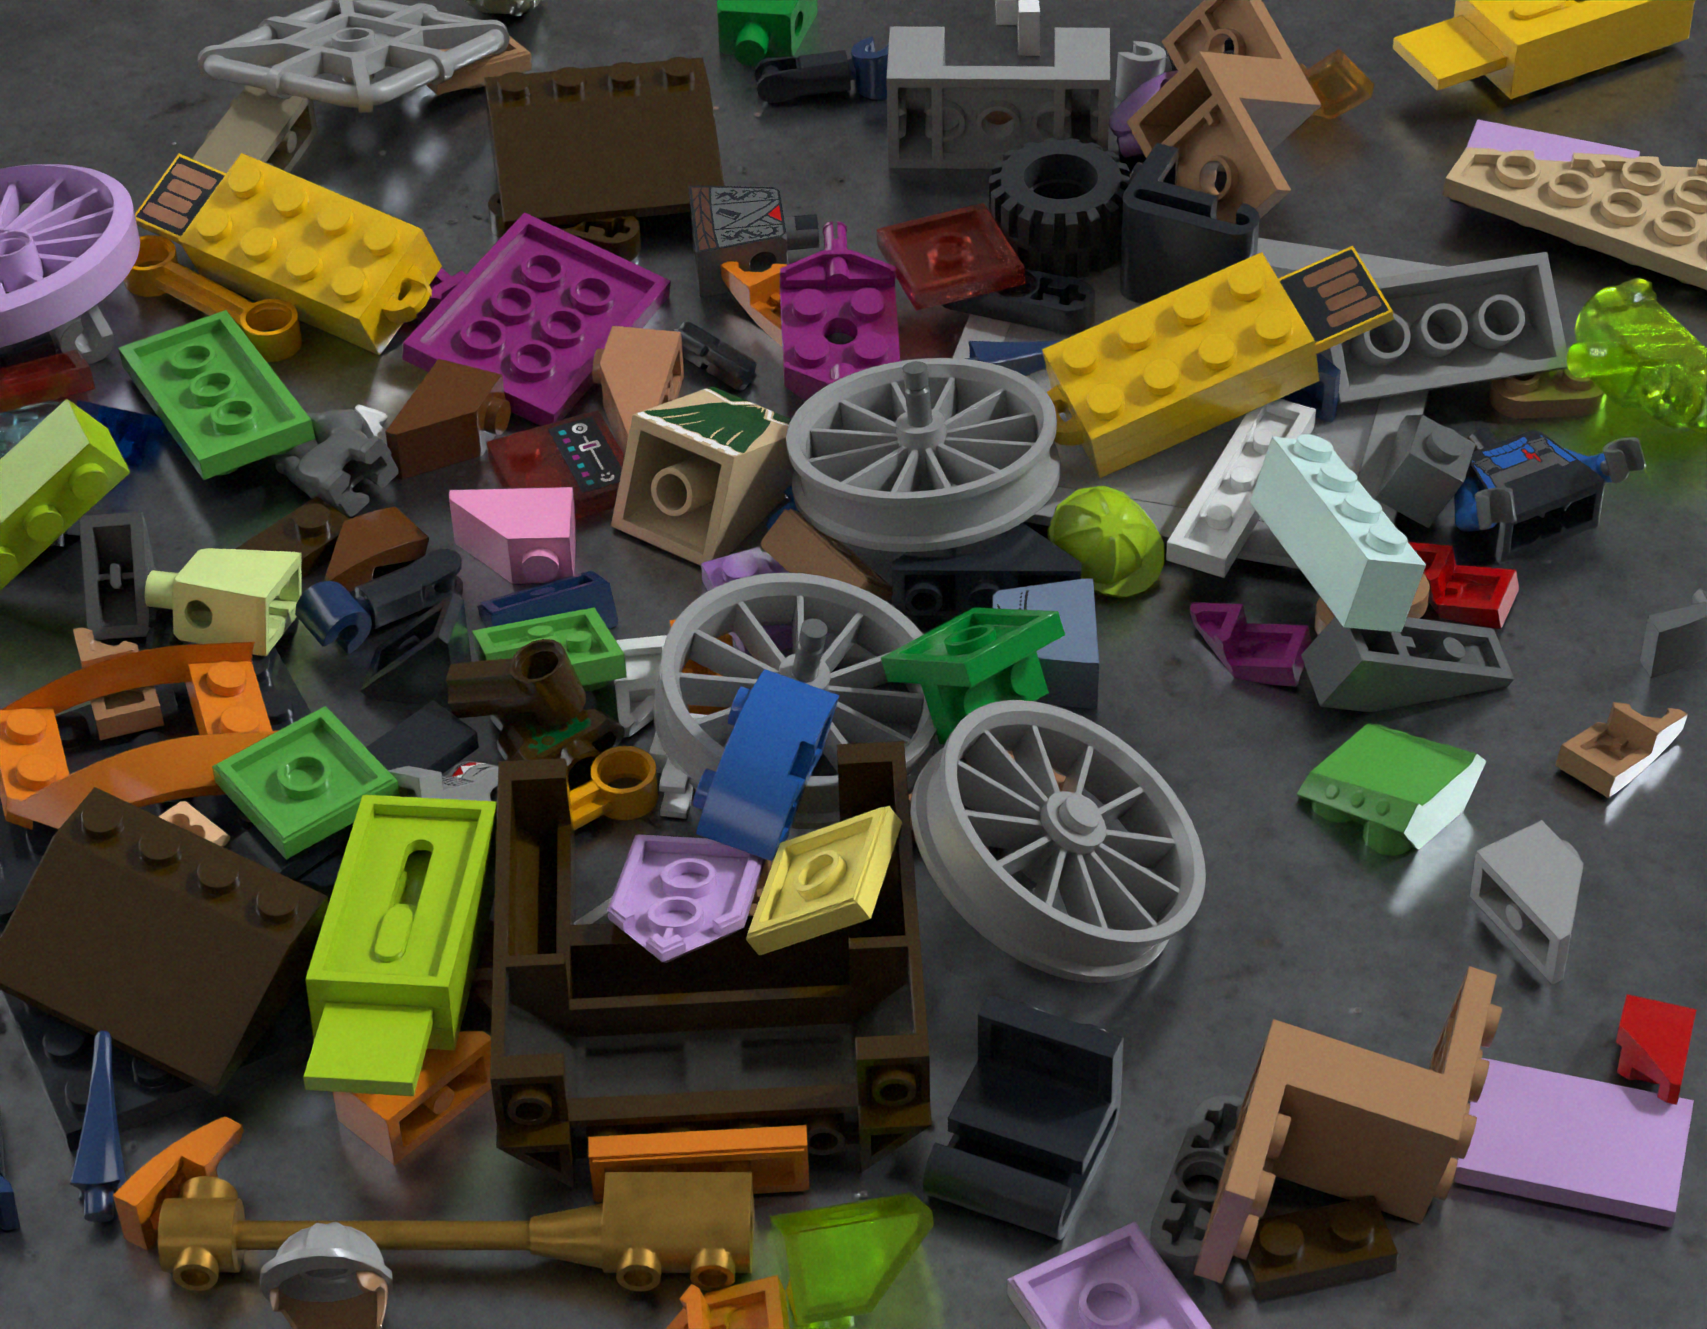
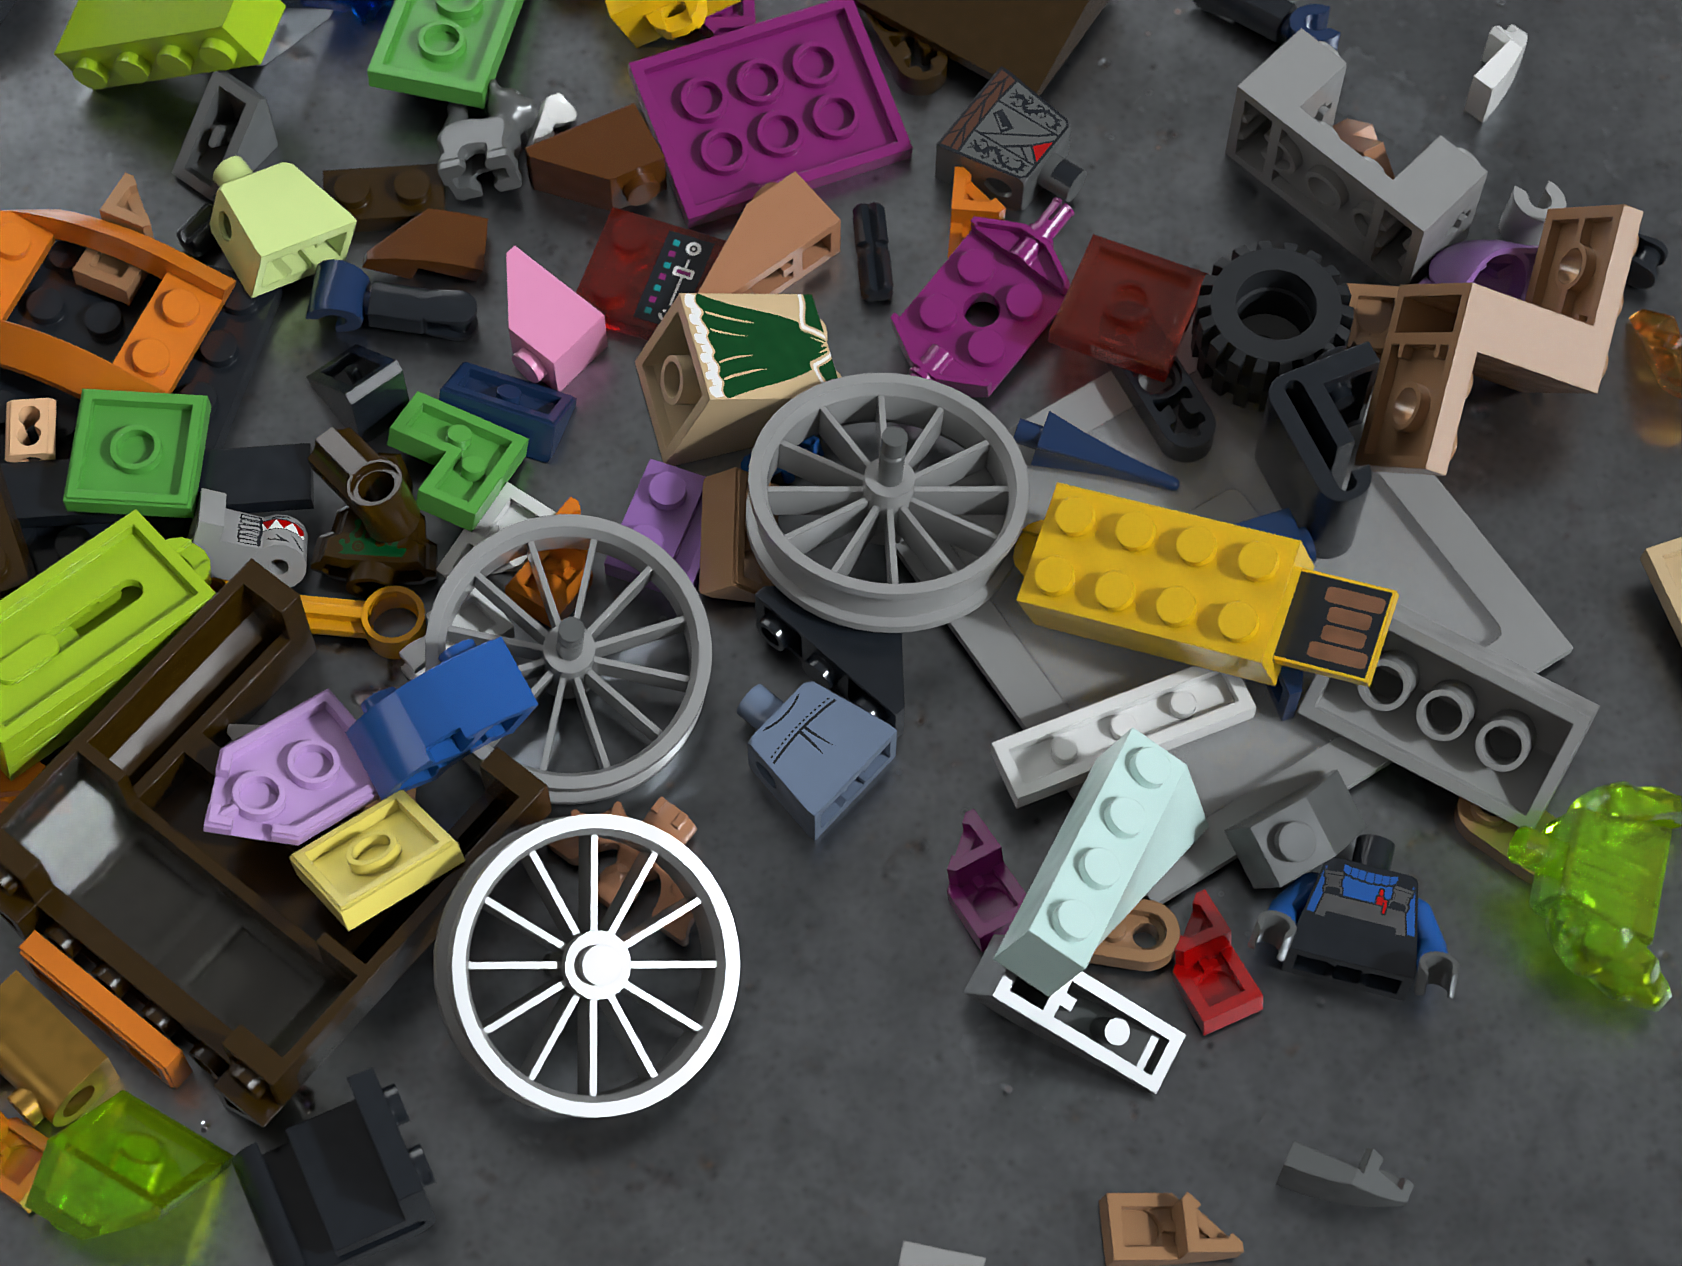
camera: 40 degrees right, 20 degrees up
(976, 662) = (701, 744): green bracket -> none
(1110, 539) = (963, 695): lime piece -> none
(1393, 786) = (943, 1111): bright green slope -> none

